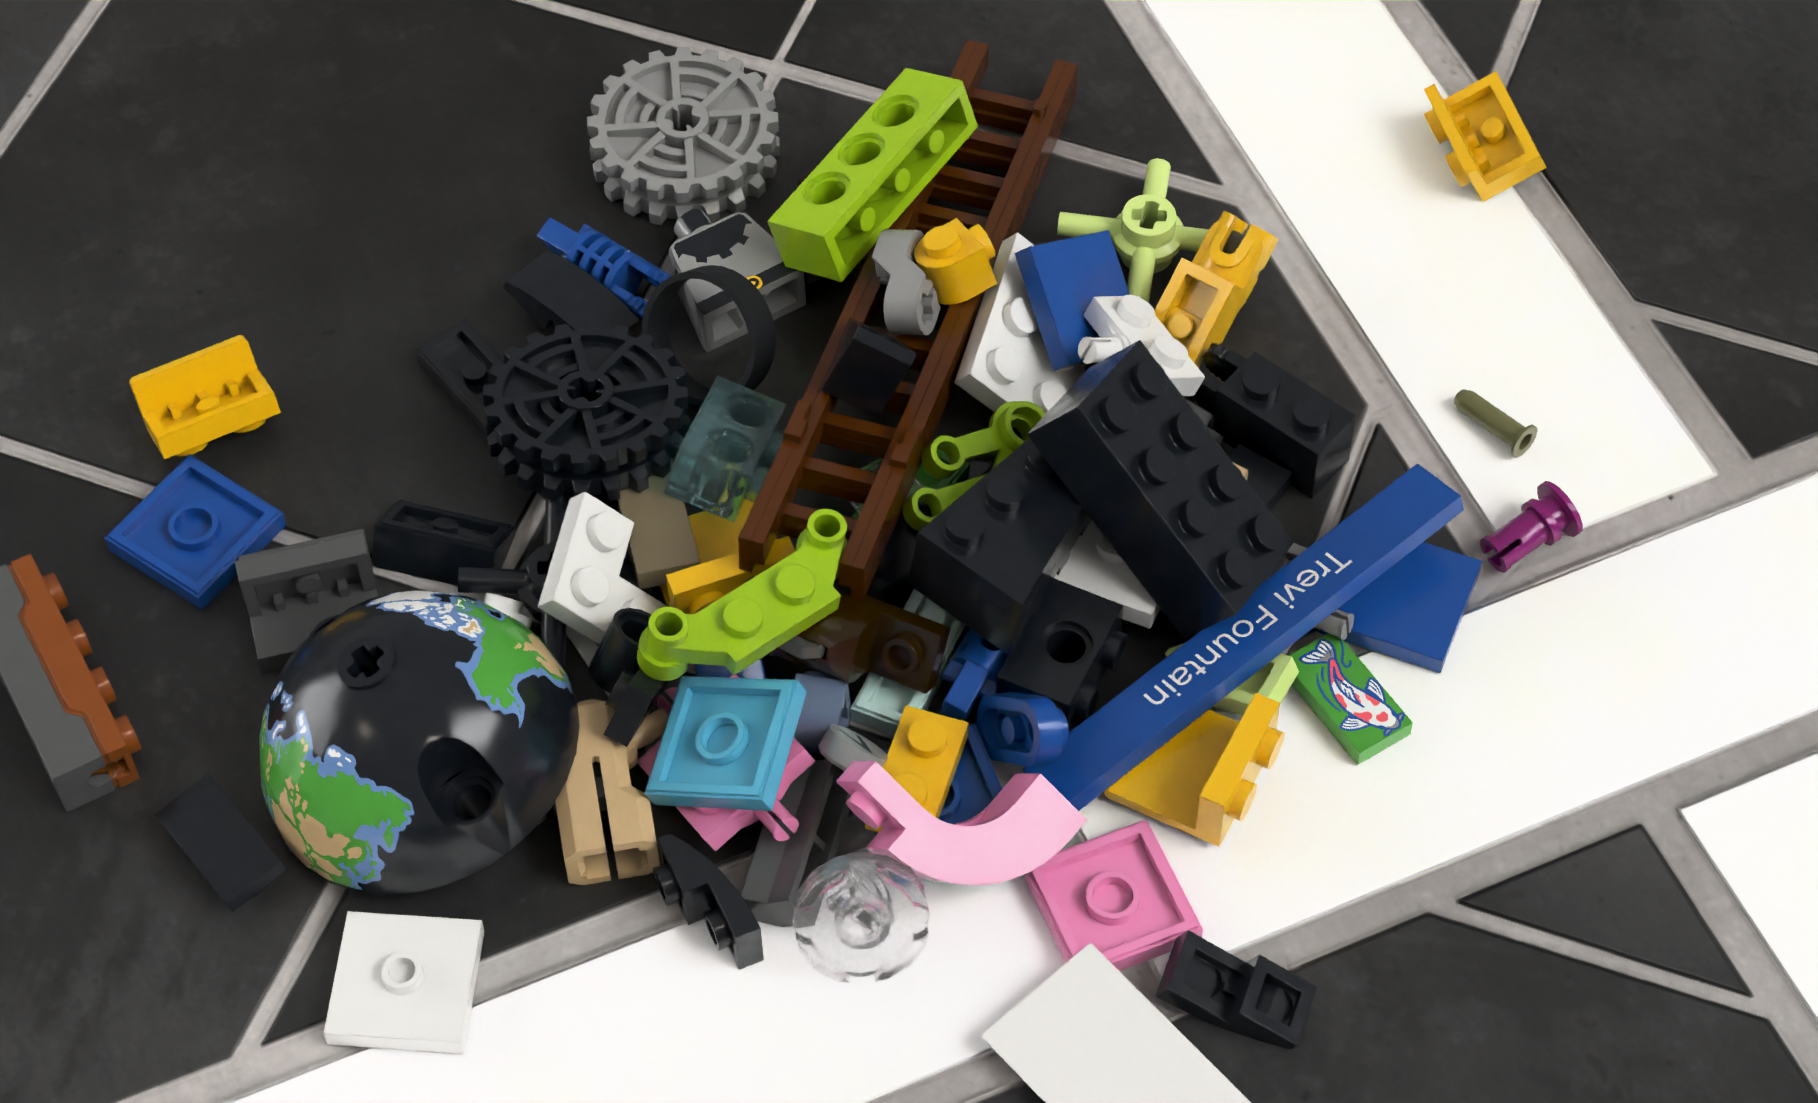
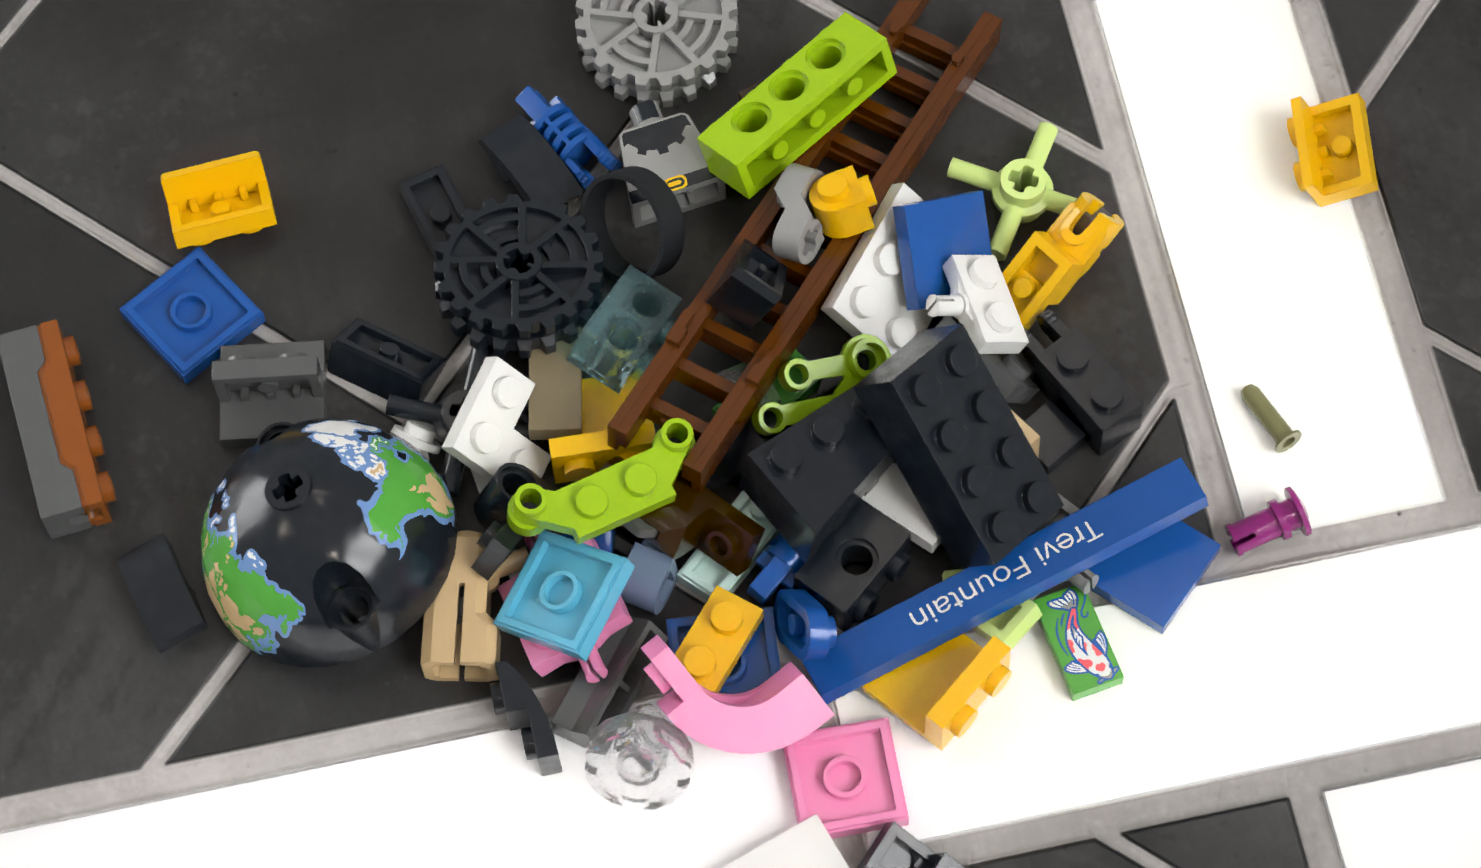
camera: 15 degrees right, 10 degrees up
(404, 982) = (282, 736): white plate -> none
(844, 746) = (664, 617): light grey tile -> none

